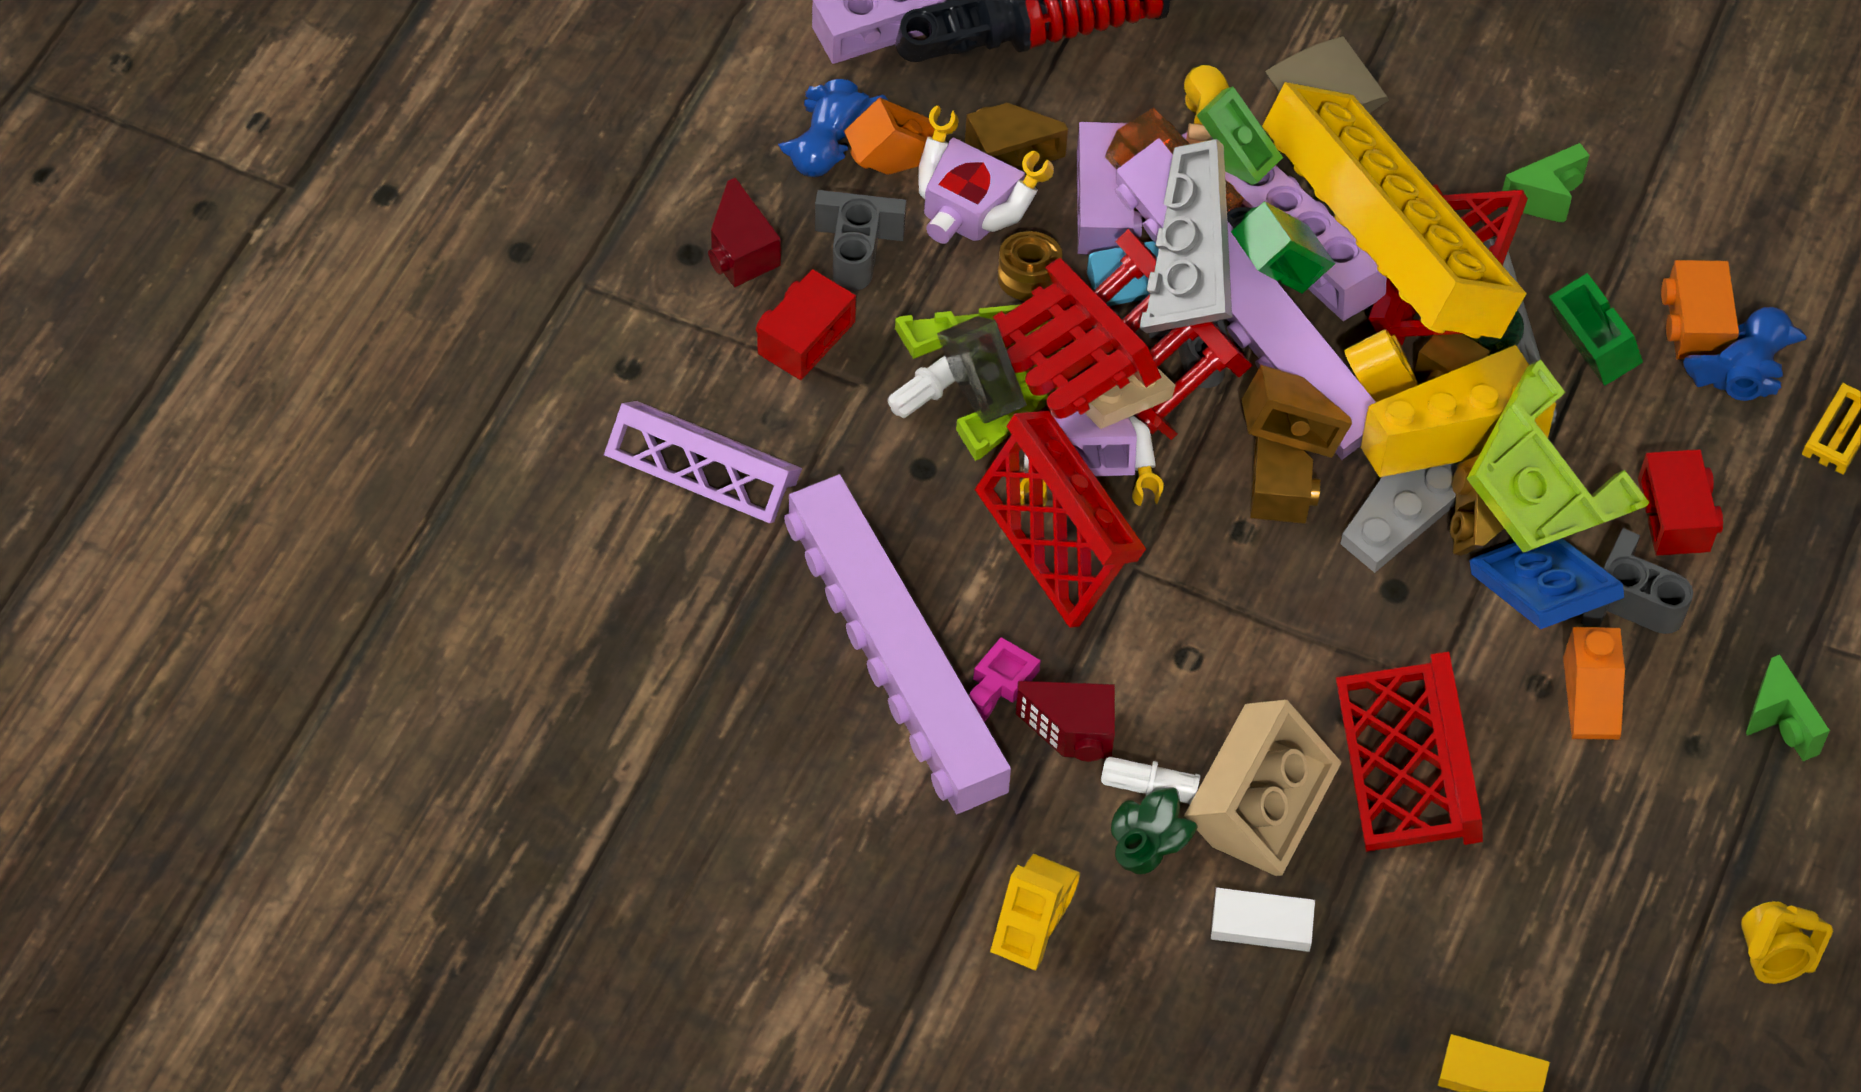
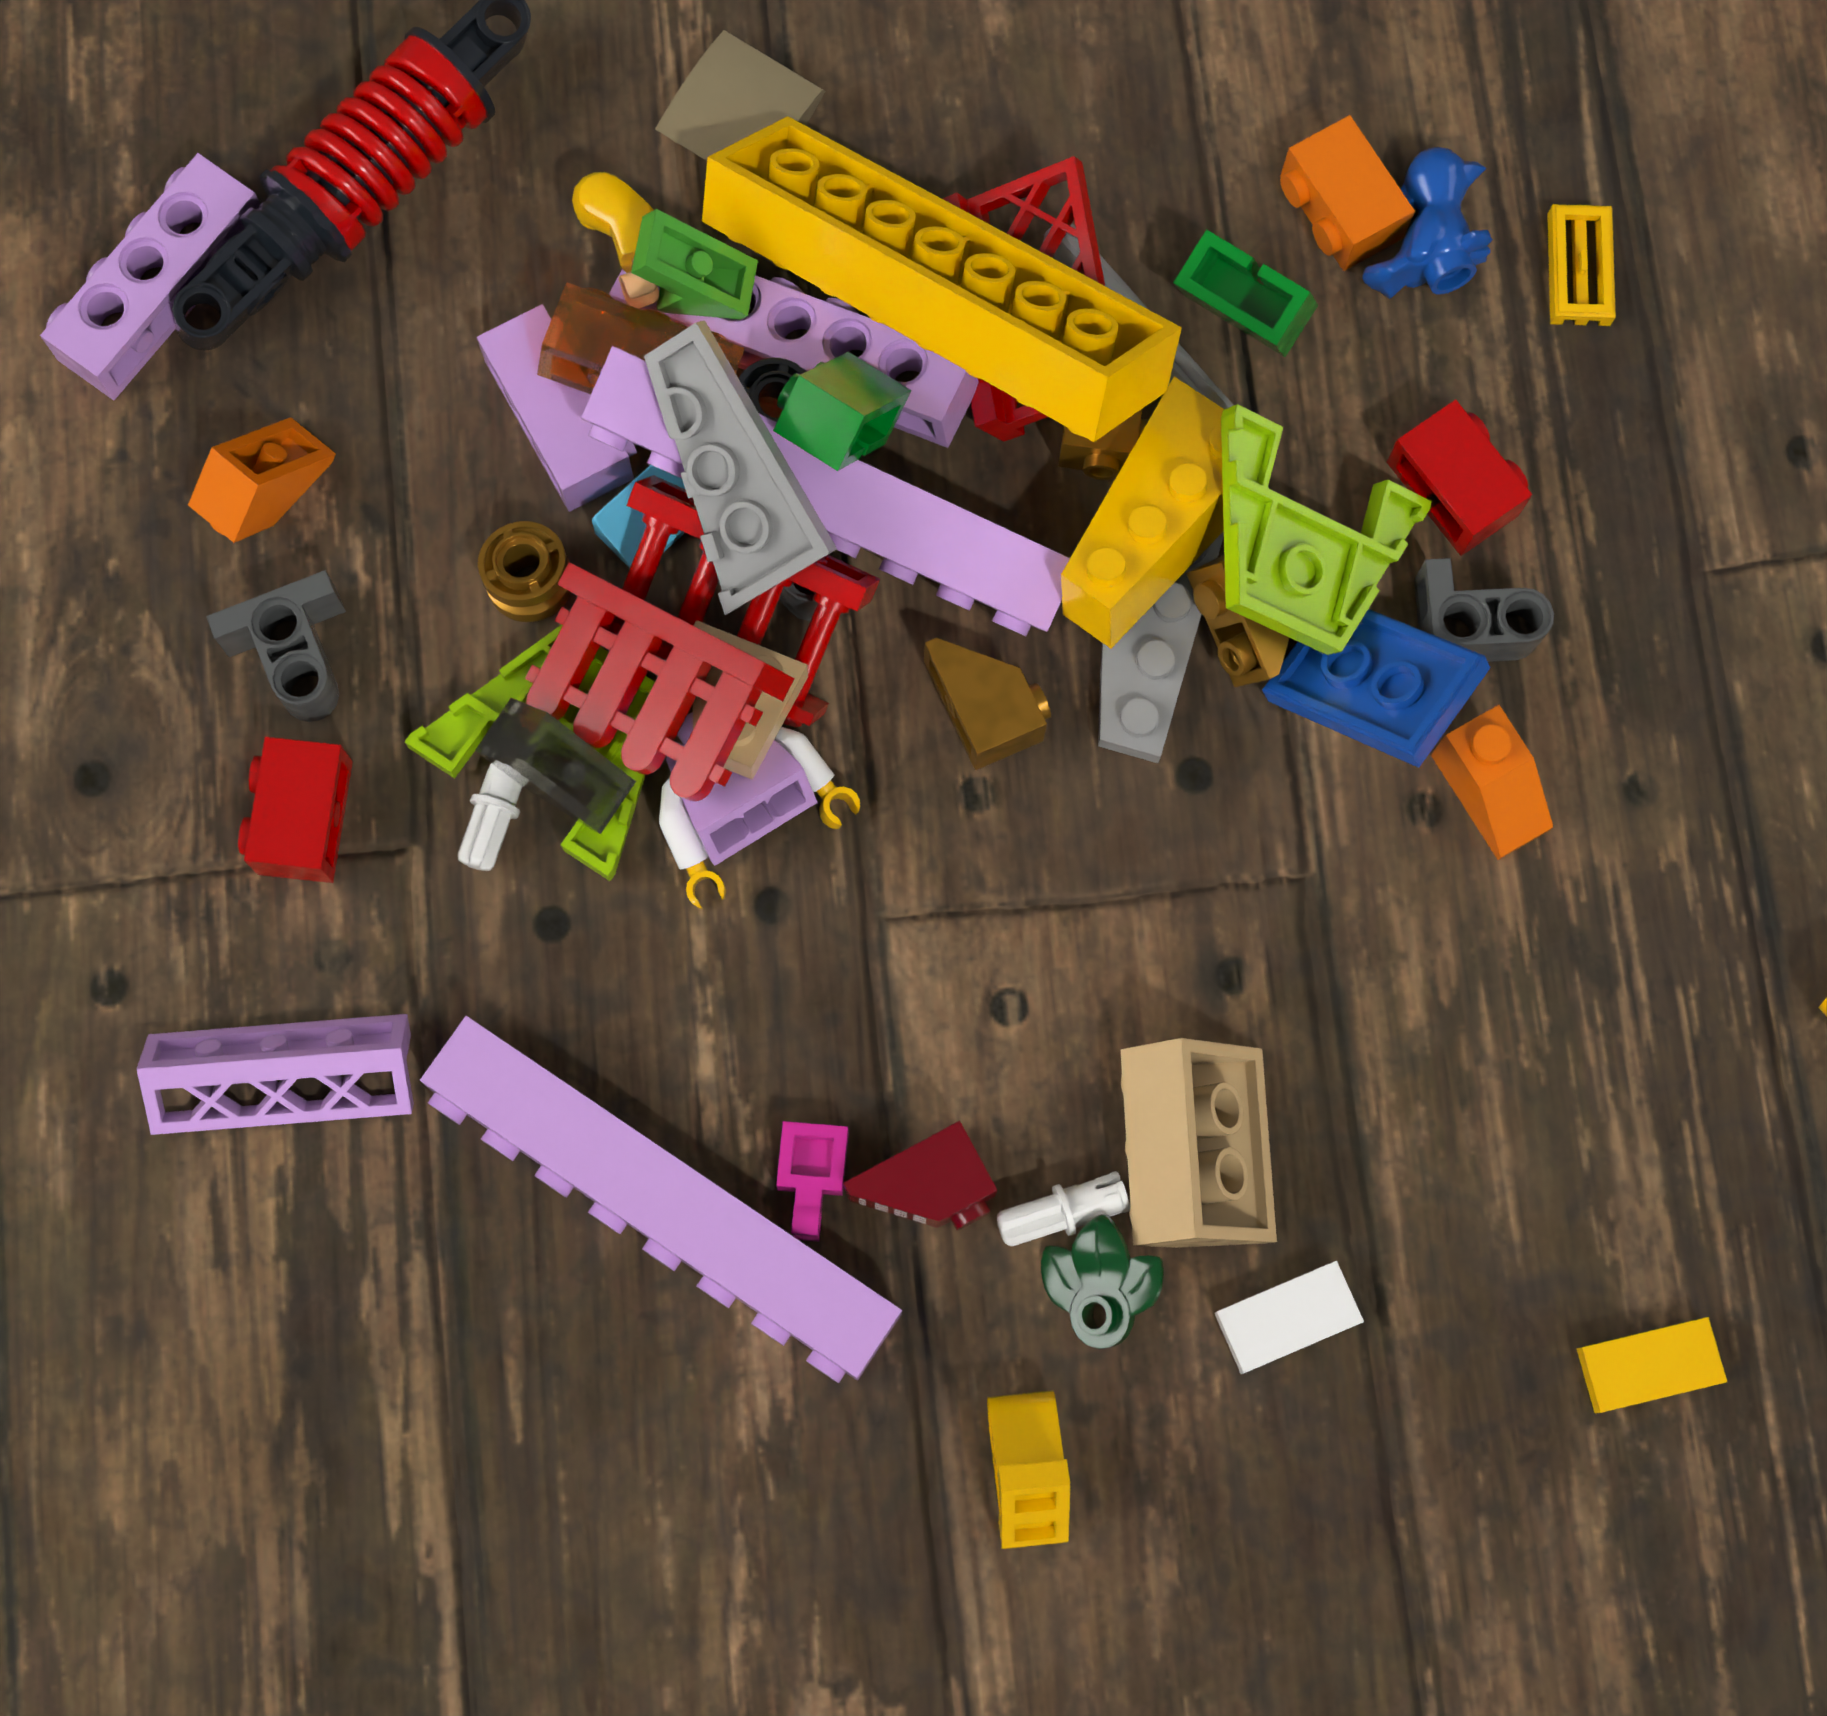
camera: 30 degrees left, 20 degrees up
(742, 238) = (145, 730): dark red slope -> none
(832, 110) = (161, 485): blue animal -> none
(971, 189) = (391, 500): torso -> none
(1012, 132) = (402, 398): pearl gold slope -> none
(1074, 494) = (778, 903): red fence -> none
(1293, 412) = (966, 624): pearl gold slope -> none
(1381, 365) = (1038, 496): yellow tile -> none
(1451, 747) = (1381, 964): red fence -> none
(1550, 182) = (1074, 118): bright green slope -> none
(1786, 704) = (1710, 681): bright green slope -> none

